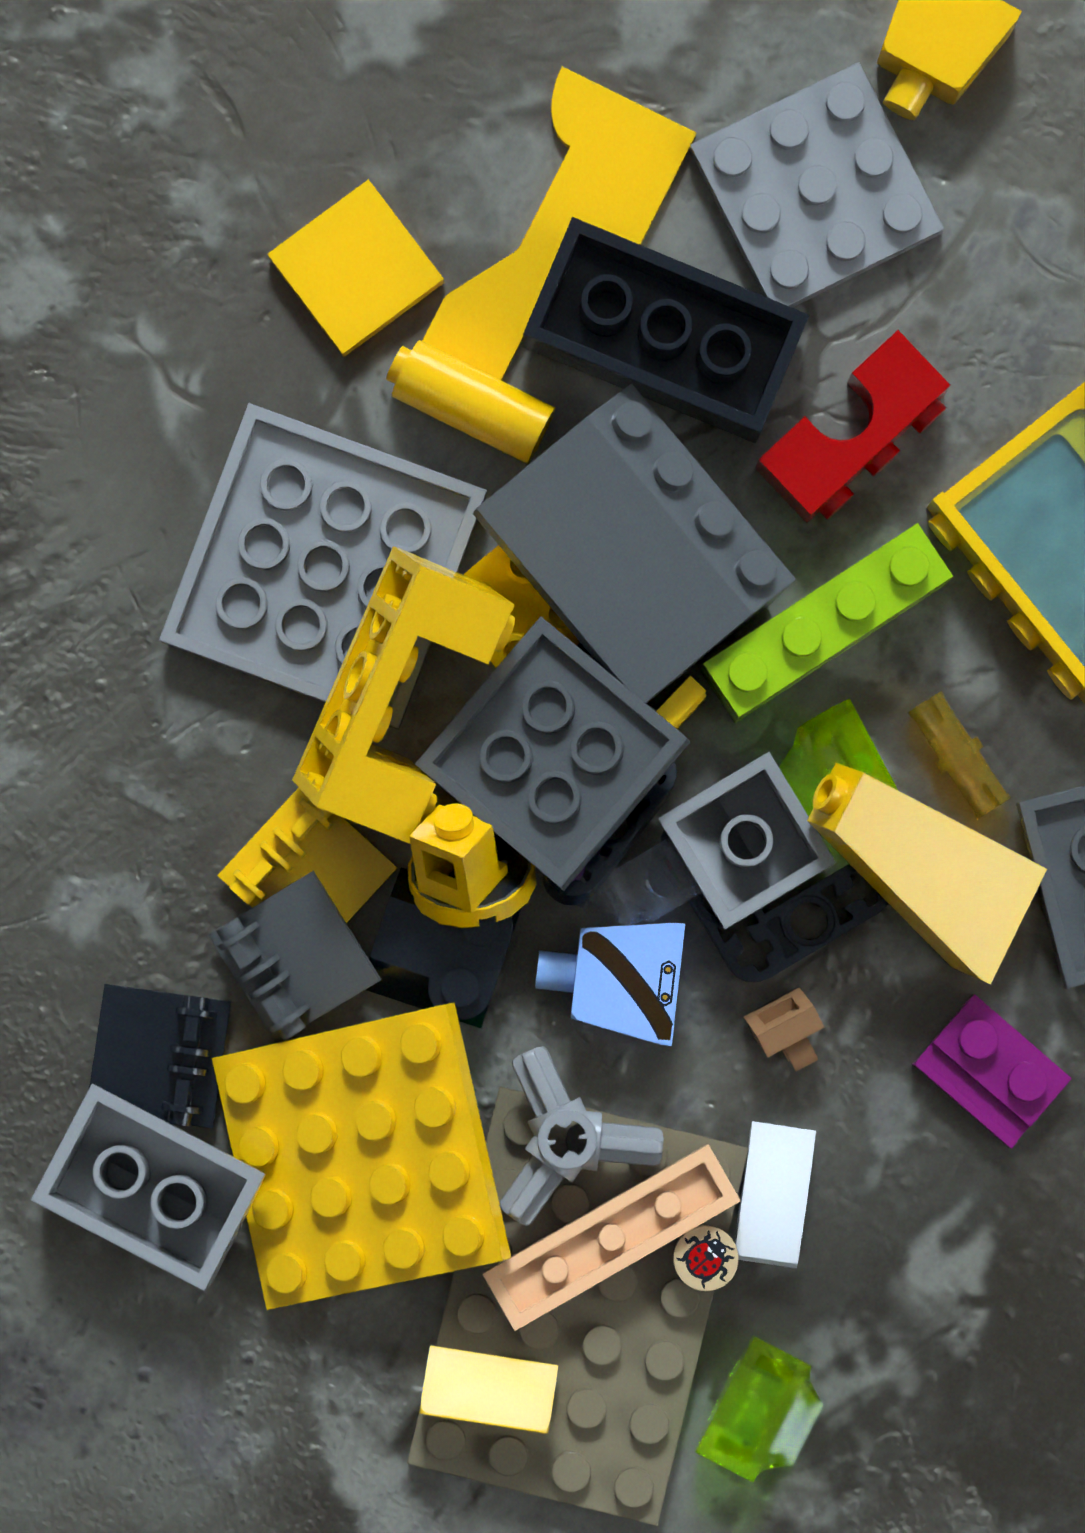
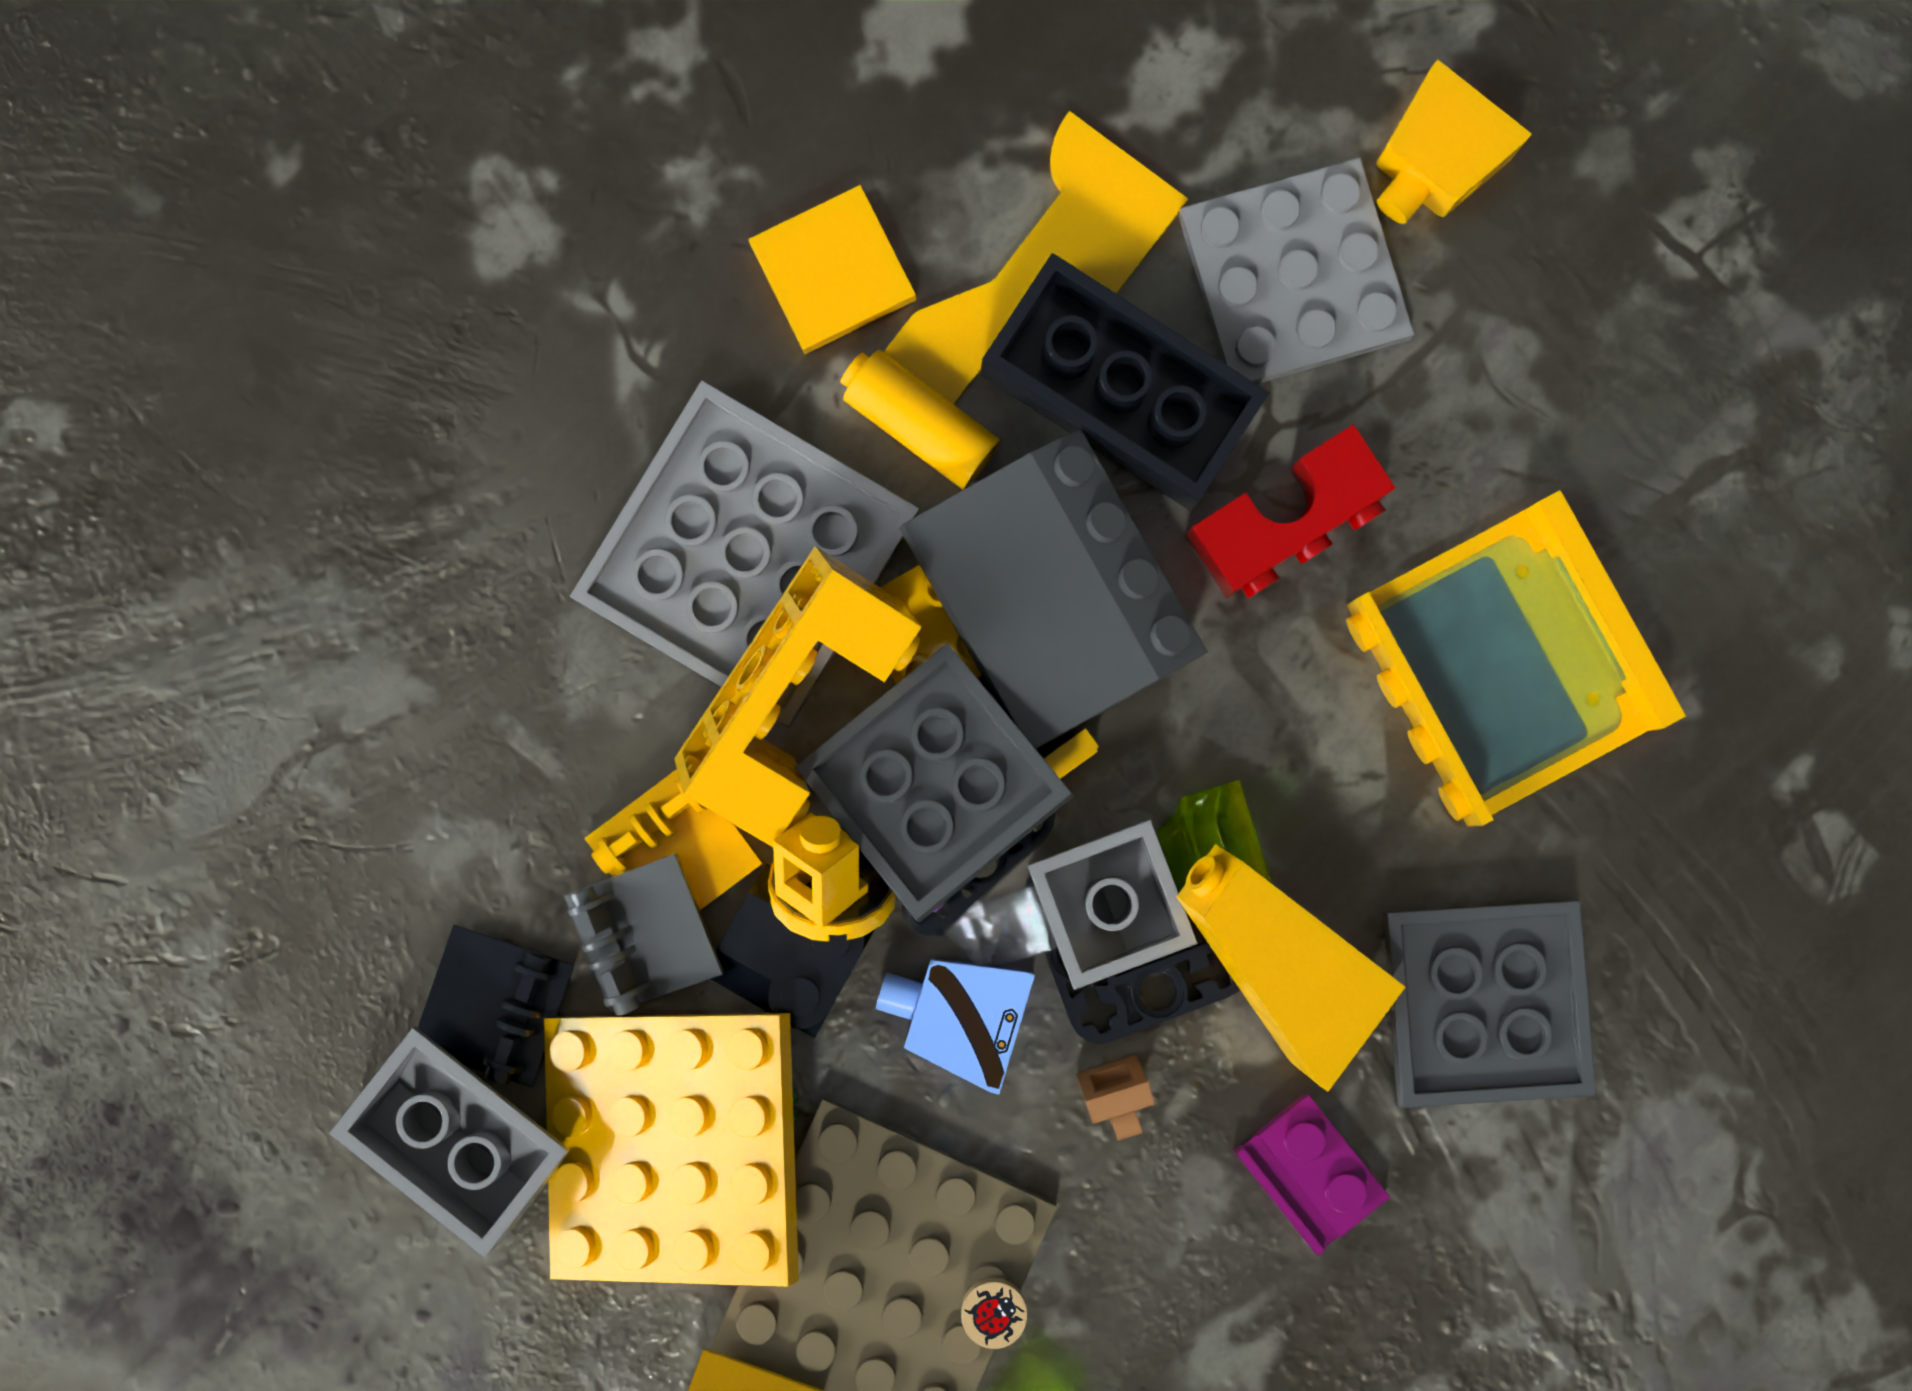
camera: 10 degrees right, 0 degrees up
(553, 1106) = (872, 1139): light grey bush -> none
(611, 1237) = (903, 1276): light nougat plate -> none
(774, 1194) = (1074, 1258): white slope -> none
(826, 623) = (1229, 700): lime brick -> none
(959, 755) = (1336, 855): clear yellow pin -> none

